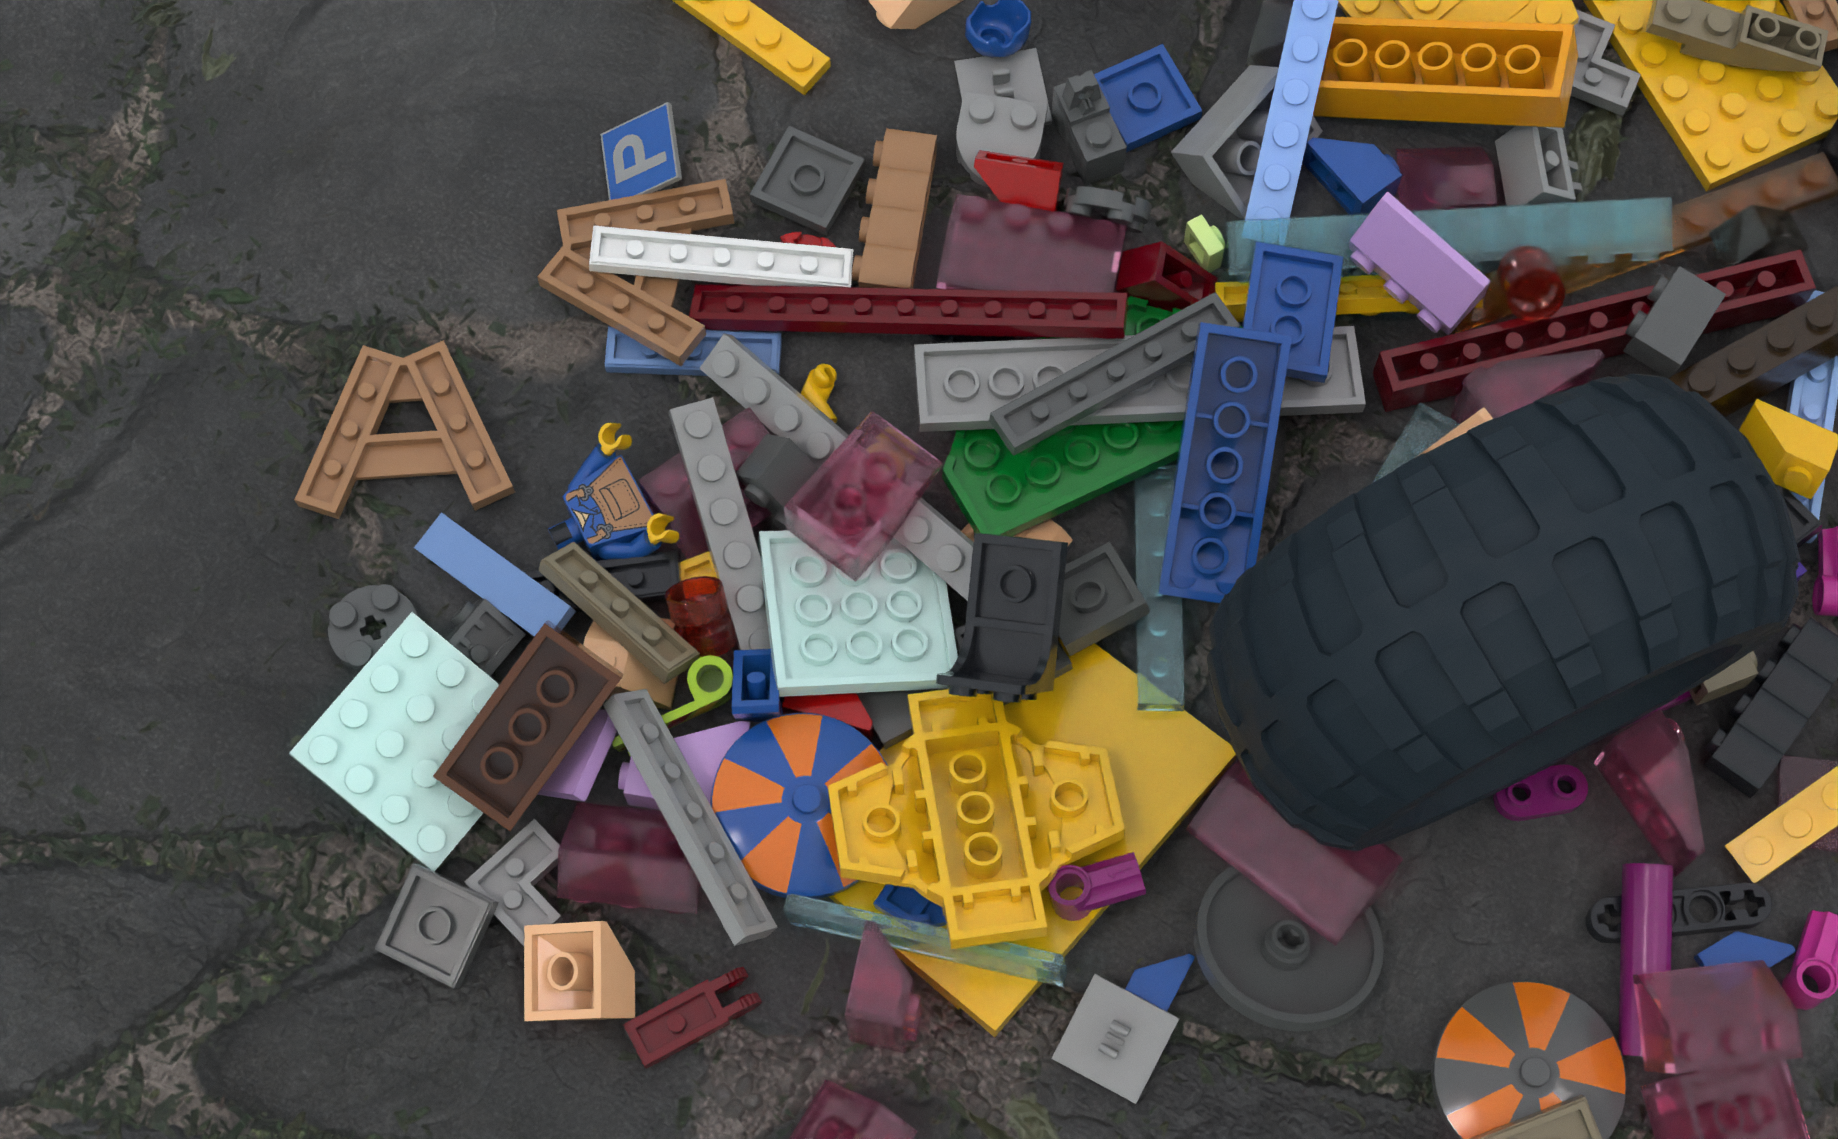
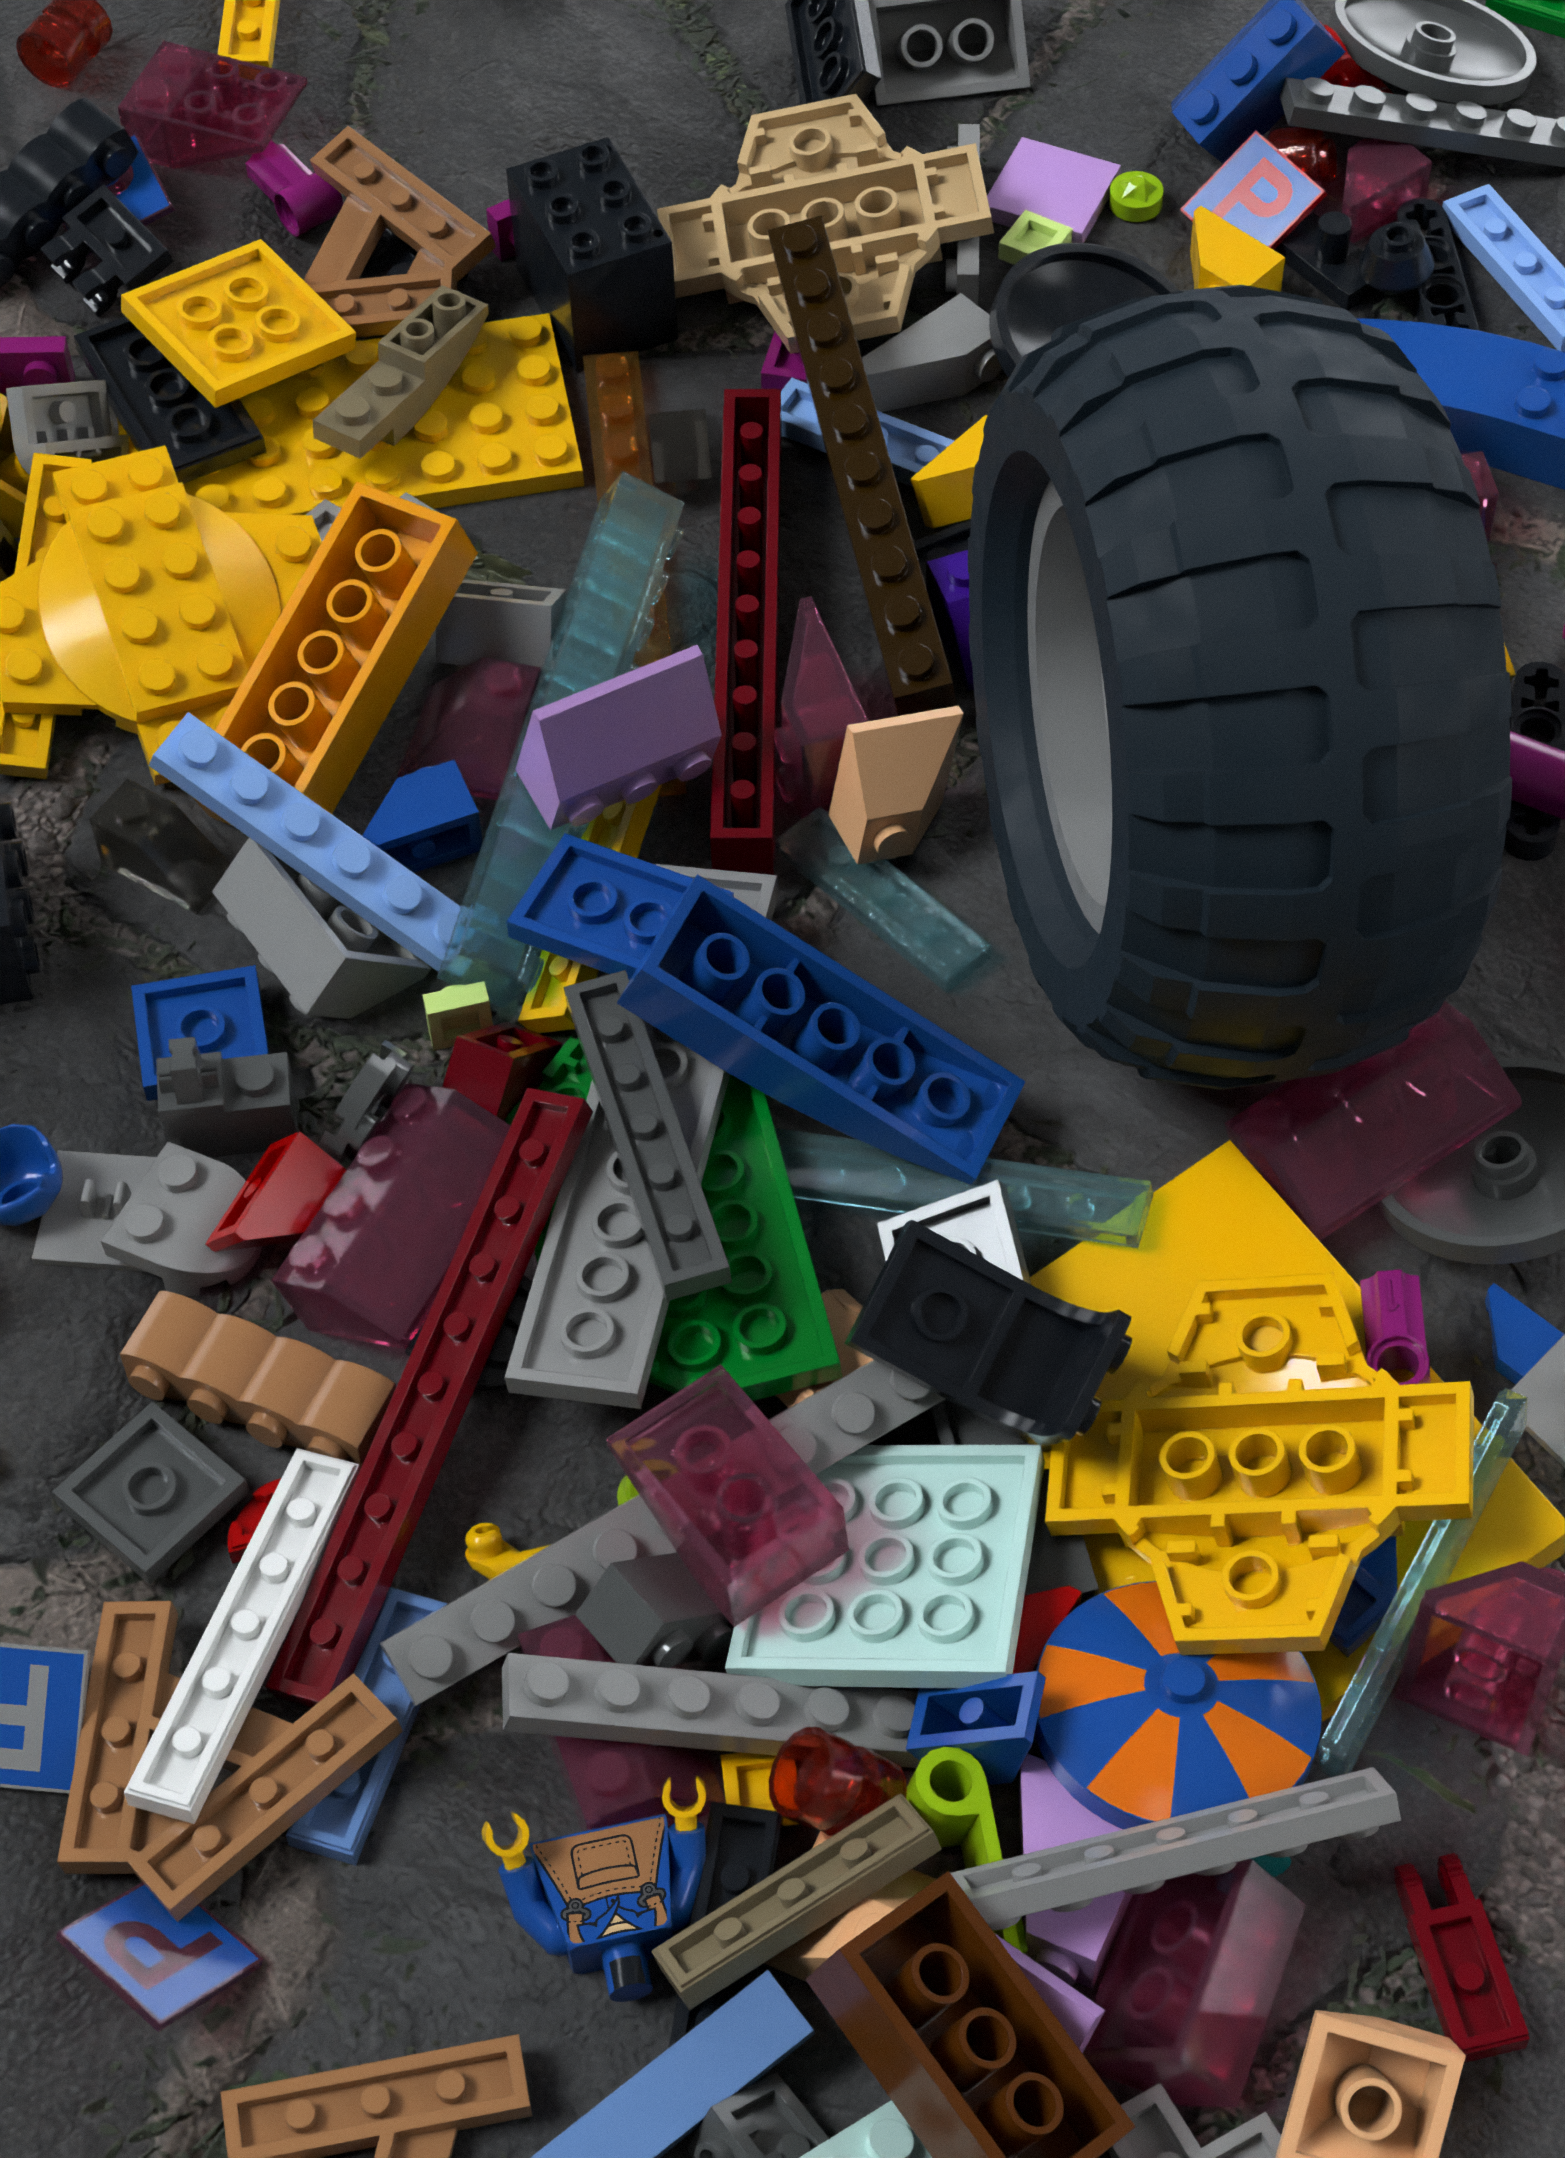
camera: 75 degrees left, 15 degrees down
(508, 282) = (154, 1960): none -> piece
(1531, 283) = (677, 630): clear red wheel -> none
(1673, 322) = (788, 520): dark grey brick -> none

